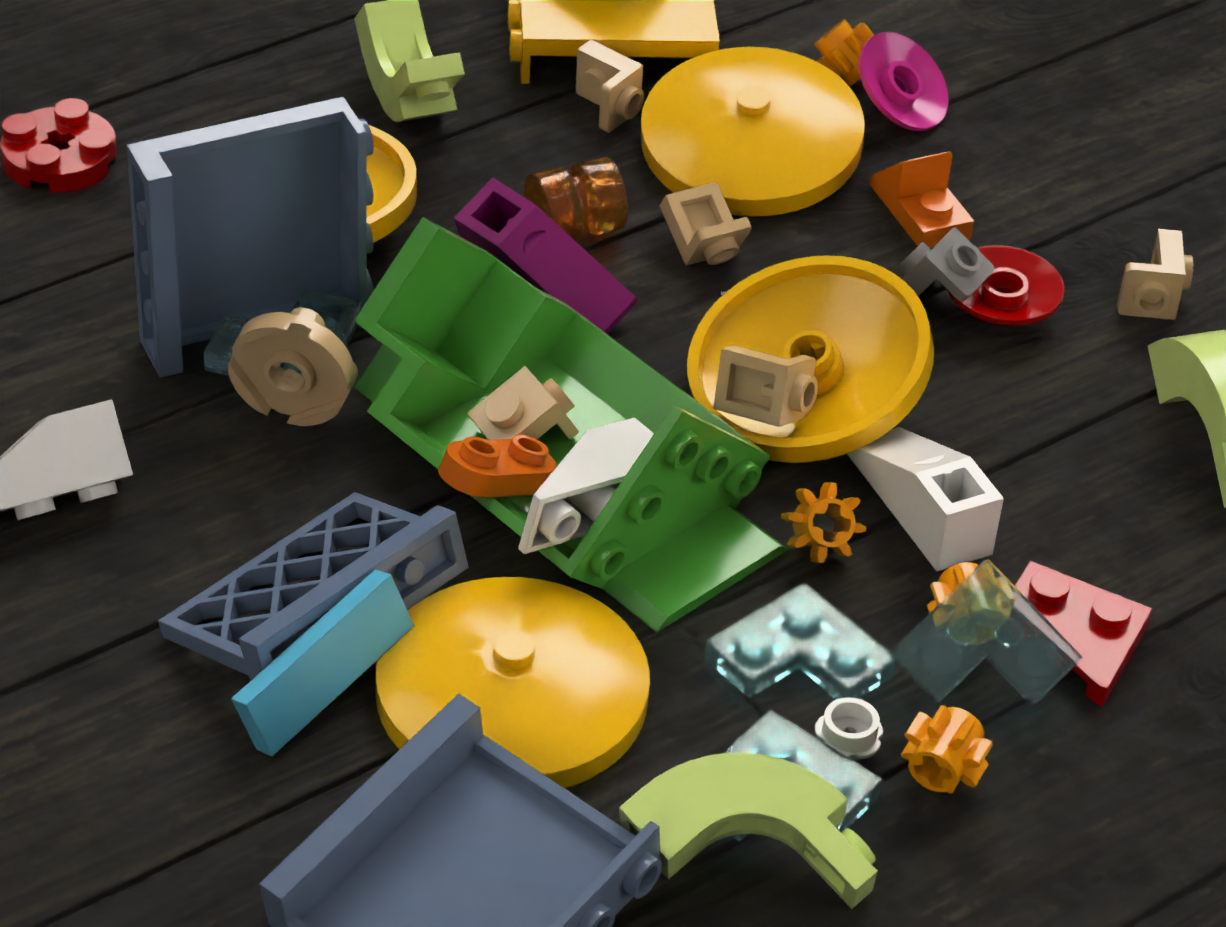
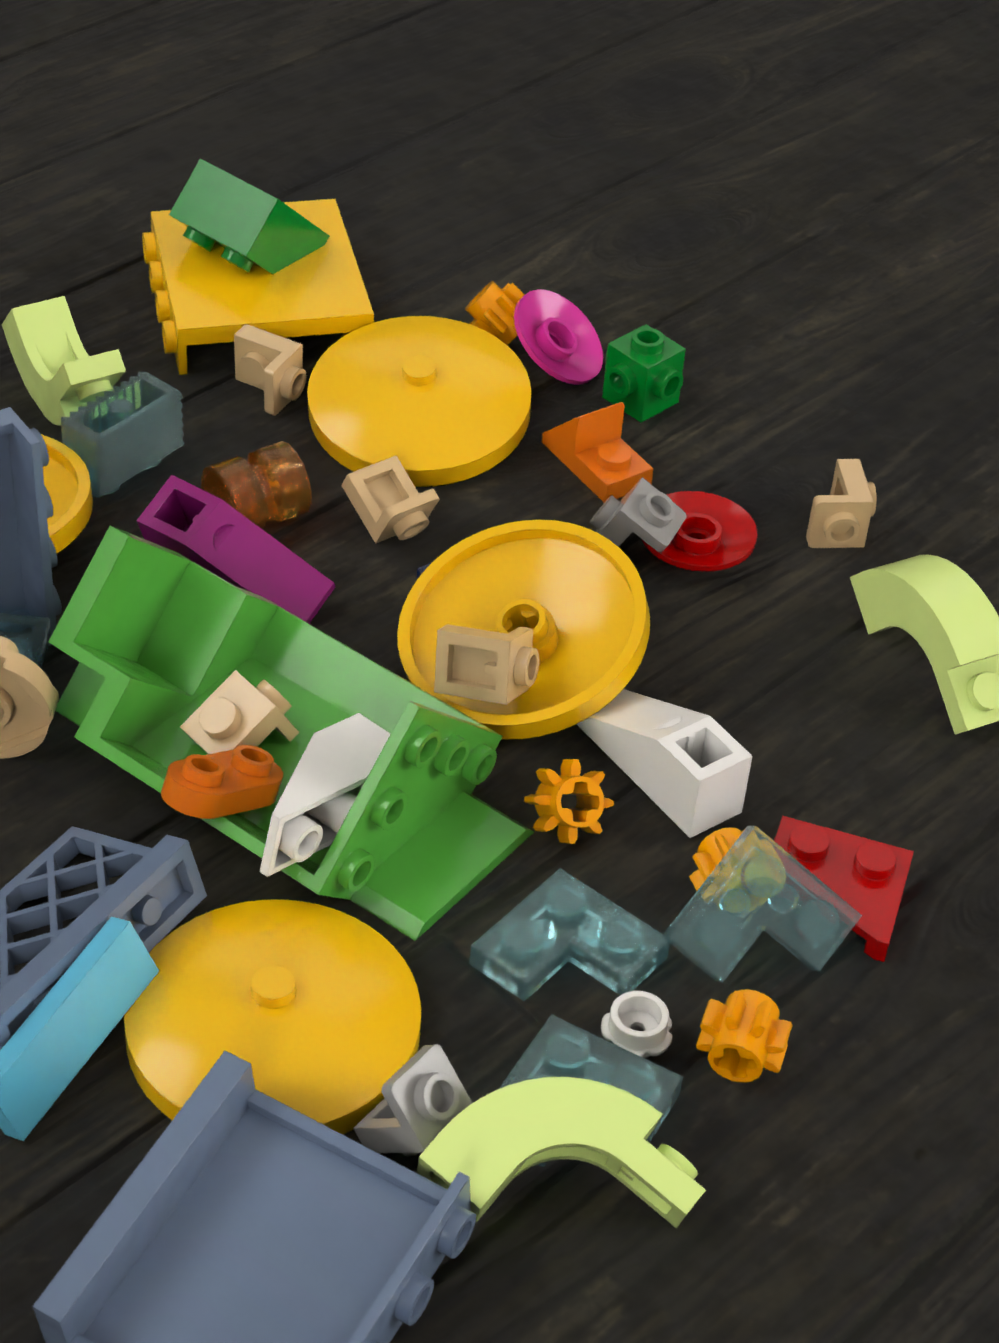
camera: 10 degrees left, 0 degrees up
(457, 133) = (125, 430): none -> clear light blue brick
(628, 762) = (415, 1105): none -> light grey bracket
(982, 125) = (643, 372): none -> green brick

